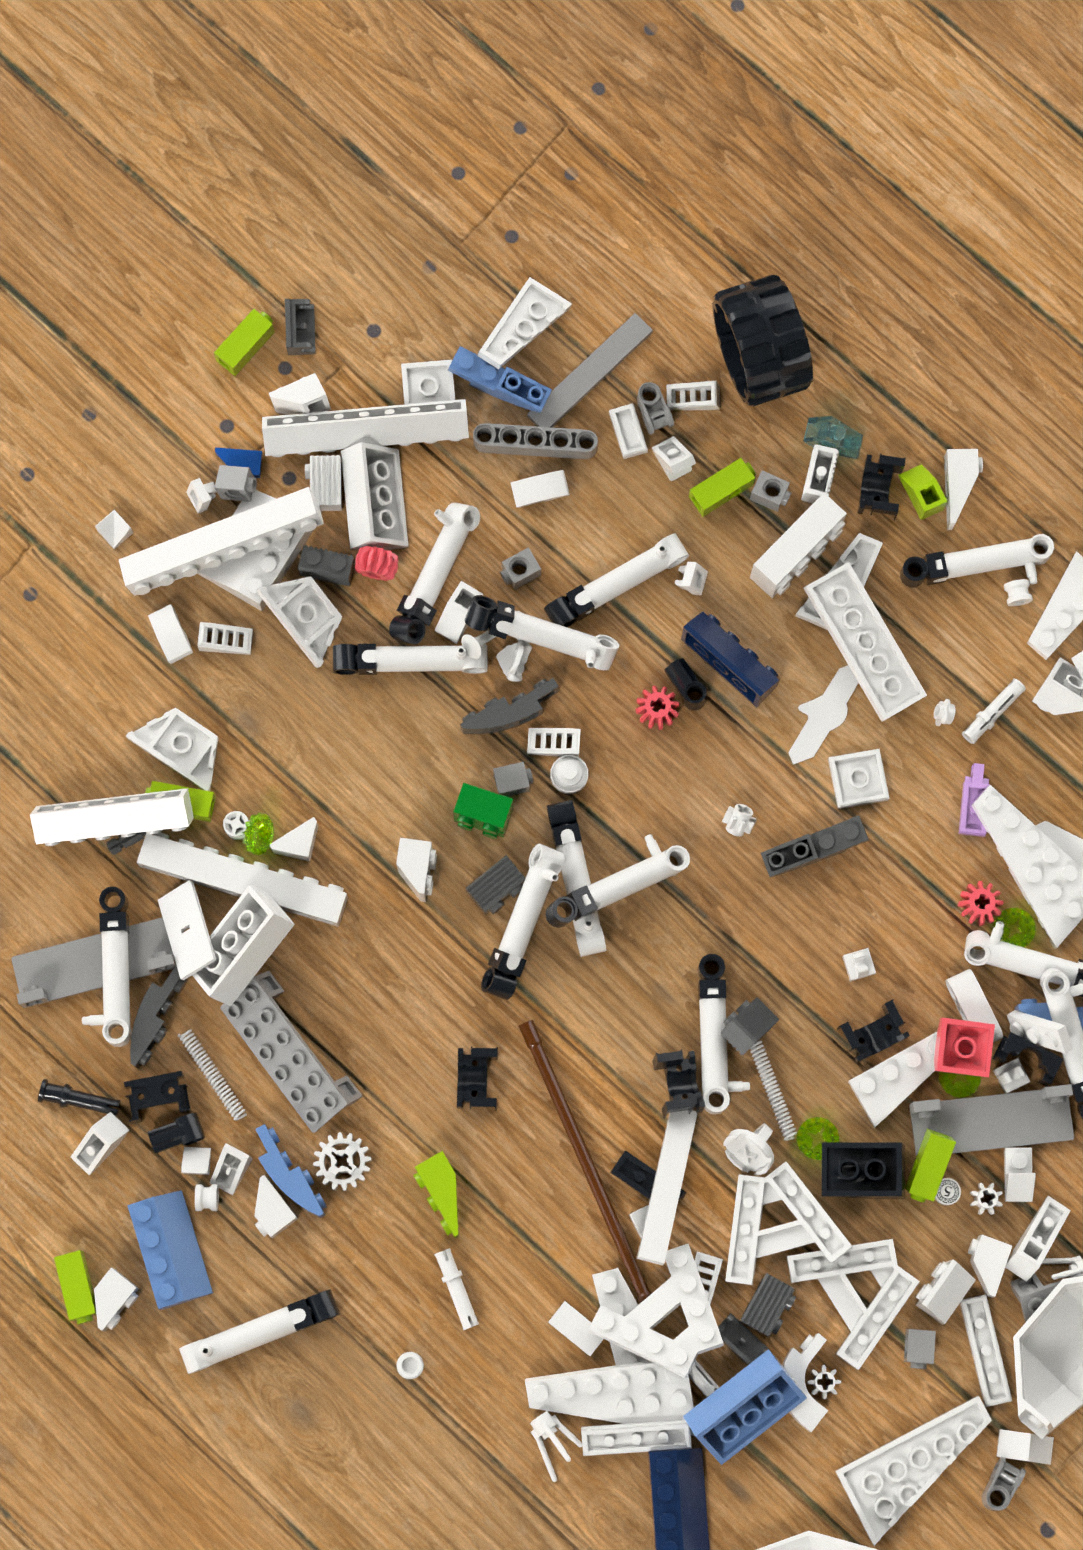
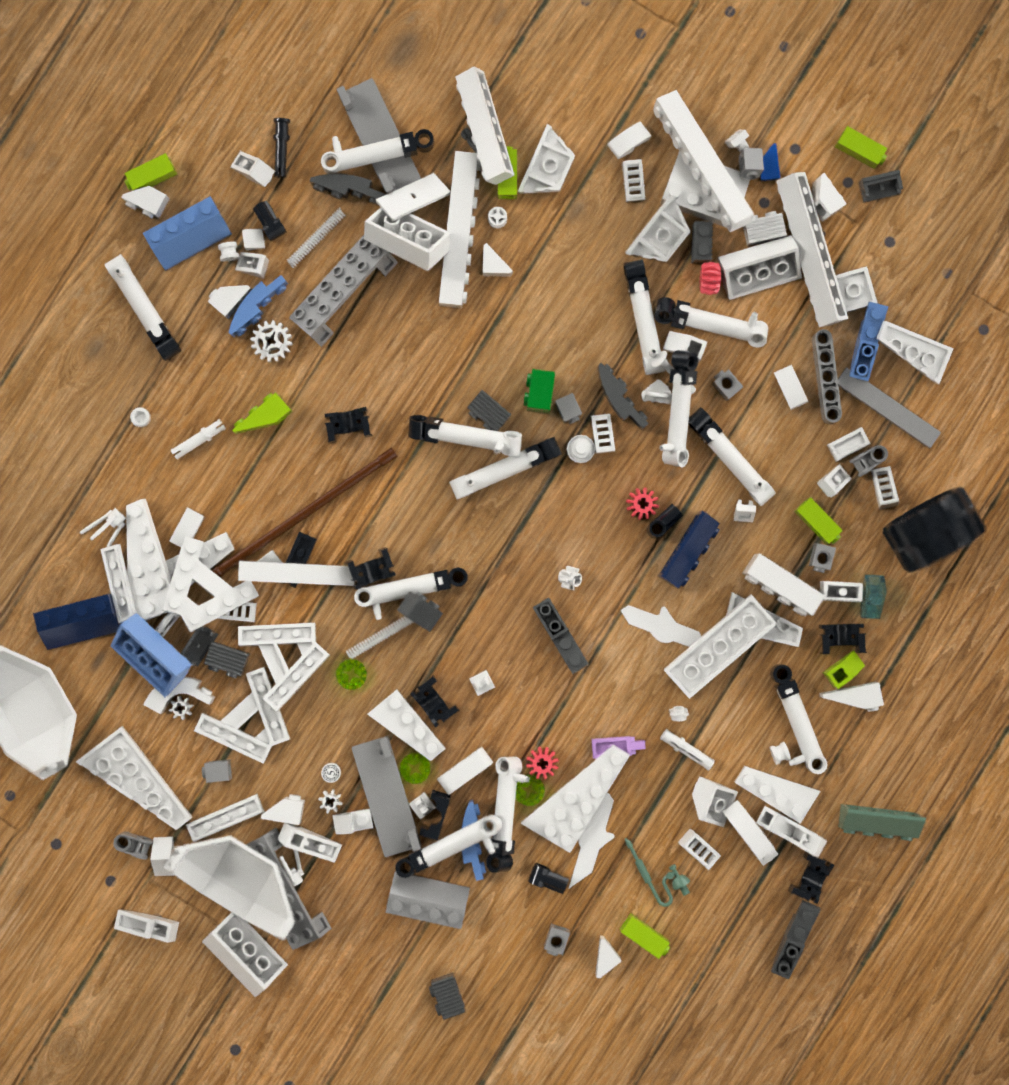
camera: 80 degrees right, 10 degrees up
(114, 529) = (699, 82): white slope -> none
(157, 1093) = (294, 201): black piece -> none
(264, 827) = (498, 238): clear neon green gear -> none
(414, 865) = (490, 350): white slope -> none
(619, 885) = (504, 499): white piece -> none
(749, 1149) = (332, 627): white tile -> none
(858, 778) = (618, 659): white tile -> none
(863, 1170) = (333, 711): black slope -> none
(930, 1165) = (345, 757): lime brick -> none
(945, 1291) = (259, 782): white slope -> none
(964, 1047) = (432, 767): coral slope -> none
(1040, 1031) = (453, 820): white plate -> none

